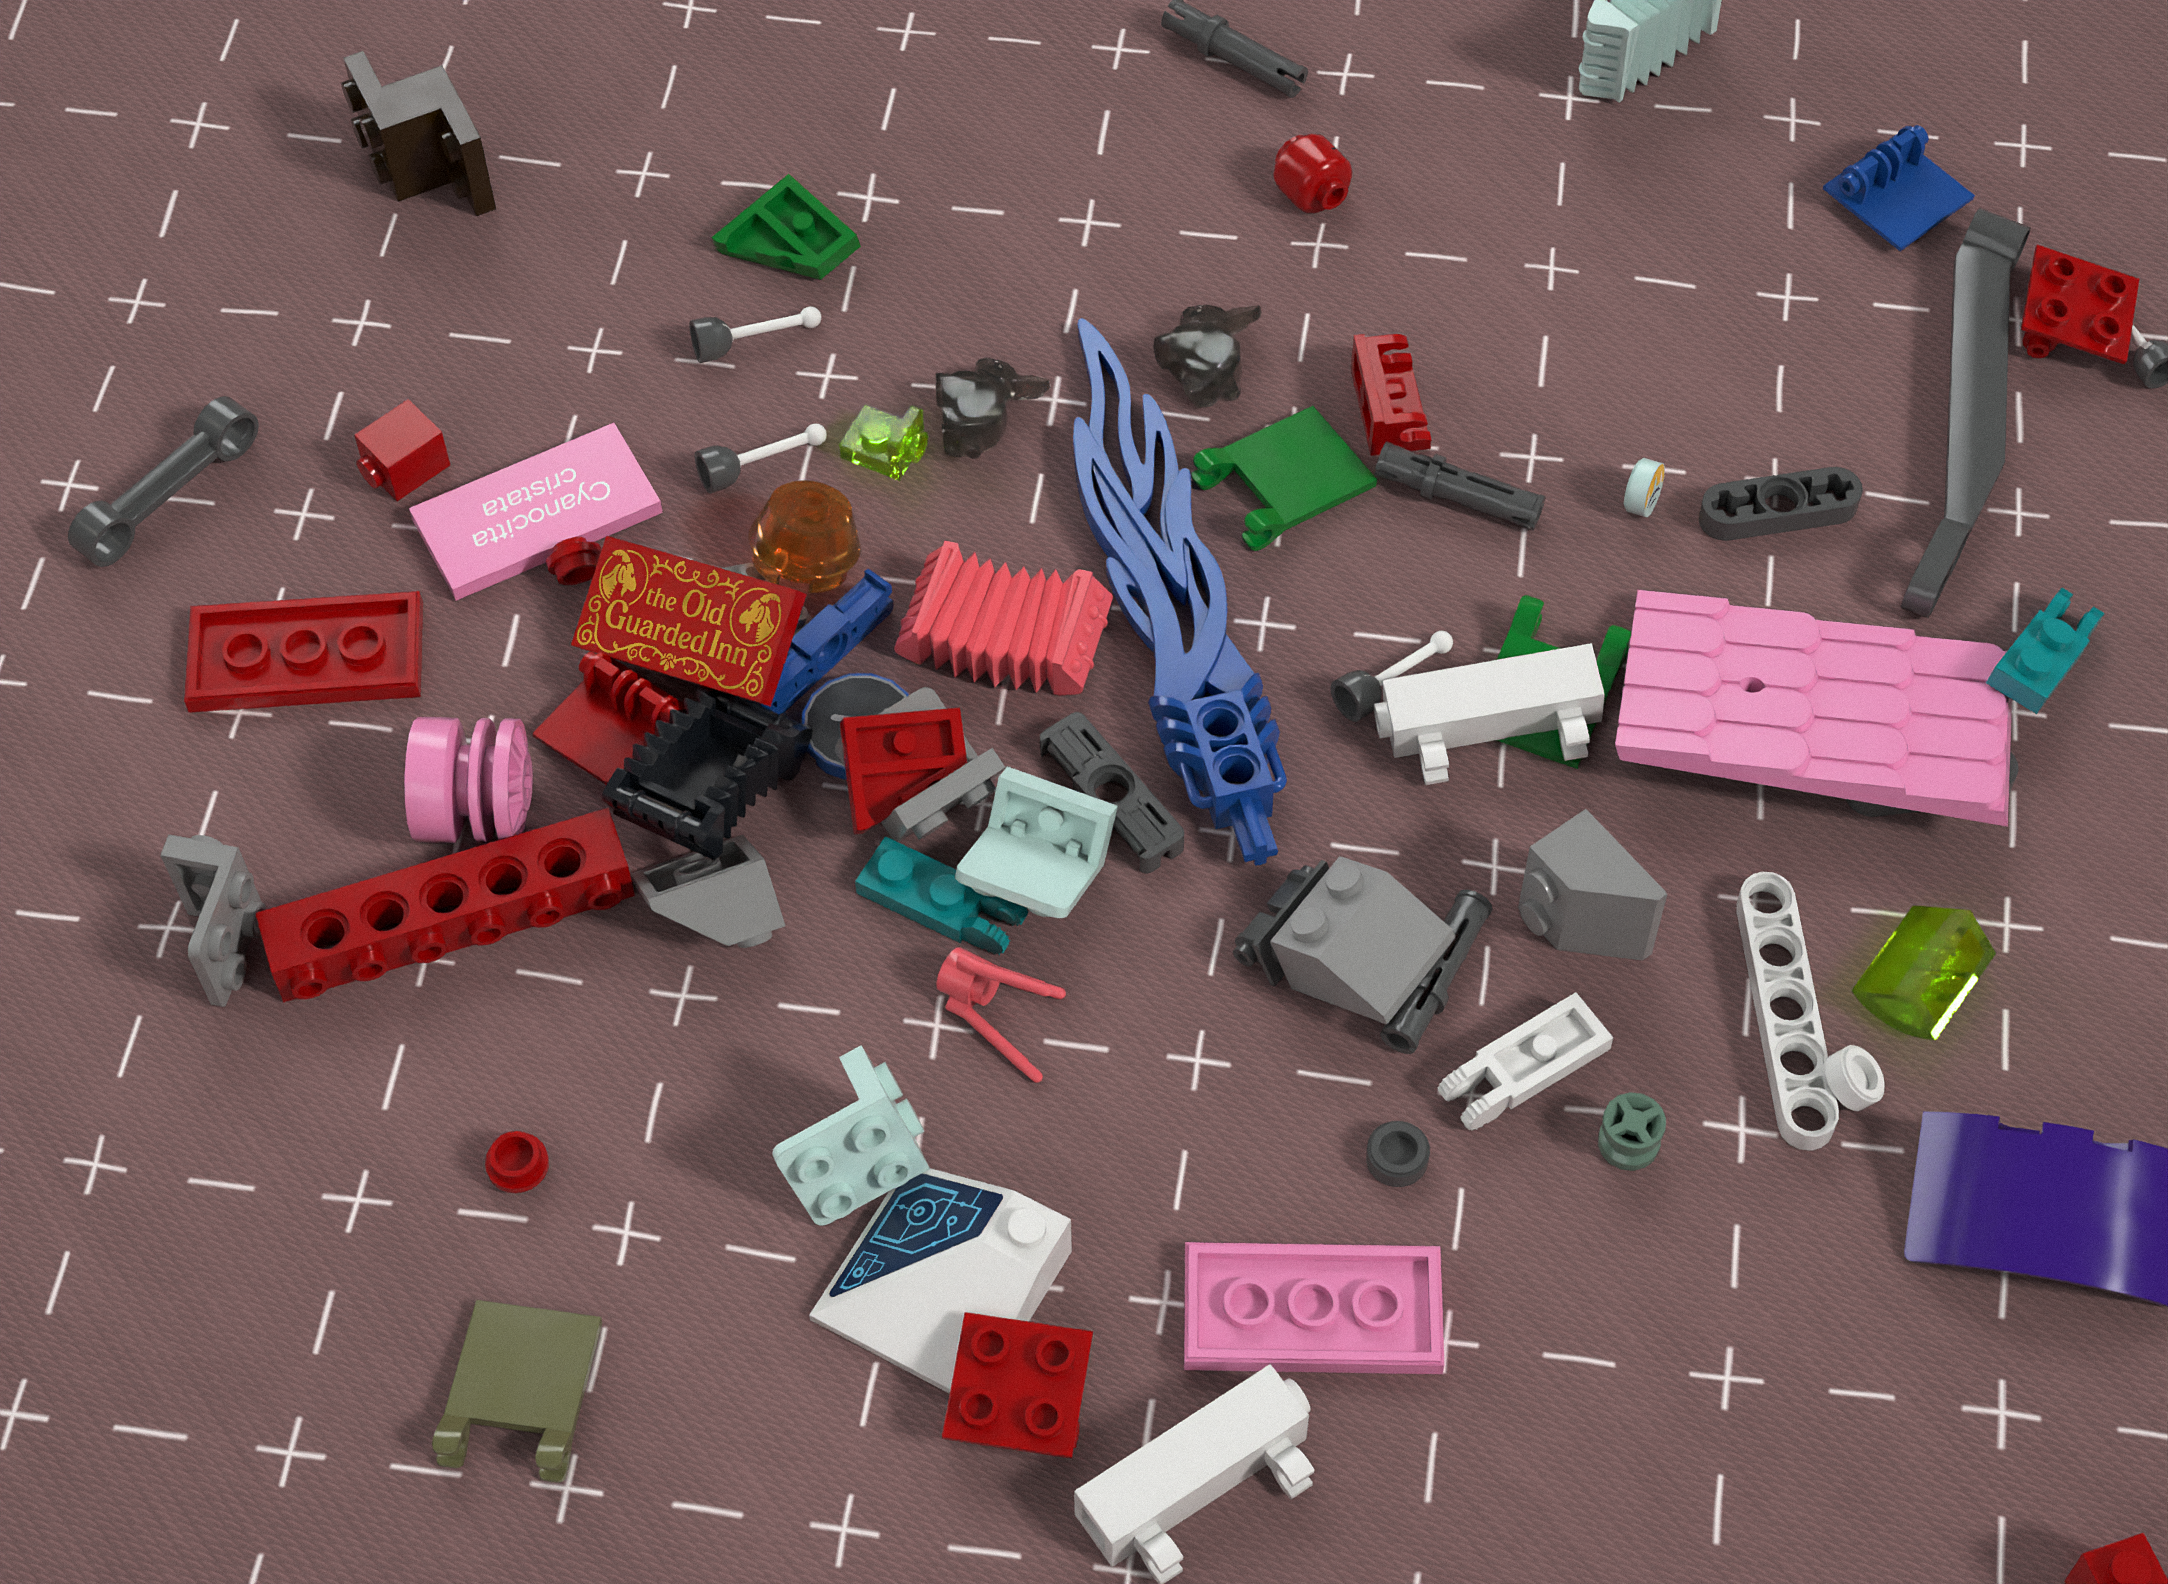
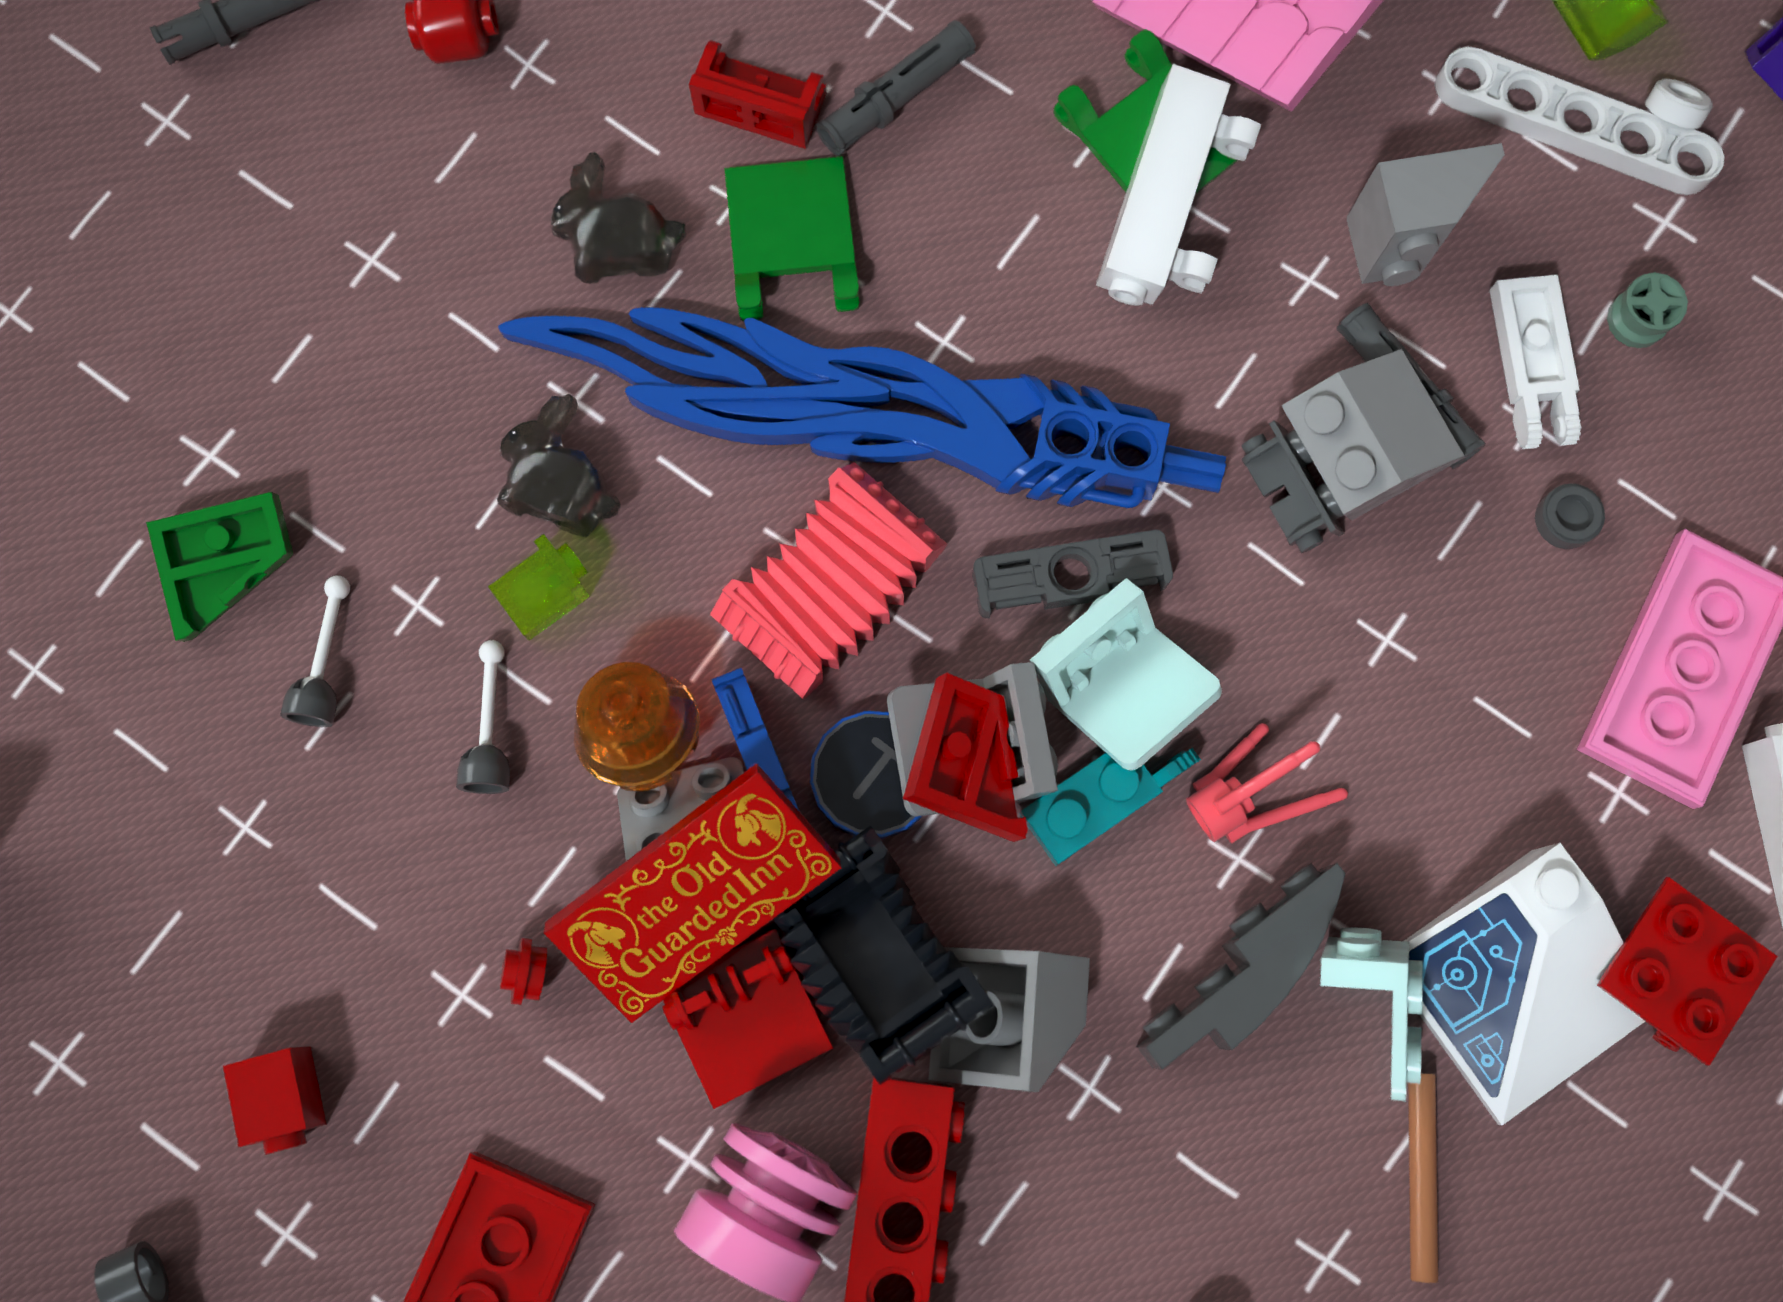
camera: 65 degrees left, 20 degrees up
(524, 510) = (428, 985): bright pink tile -> none
(733, 1269) = (1423, 1180): none -> nougat bar
(807, 1051) = (1270, 957): none -> dark grey slope
(1358, 691) = (1079, 295): dark grey hinge -> none

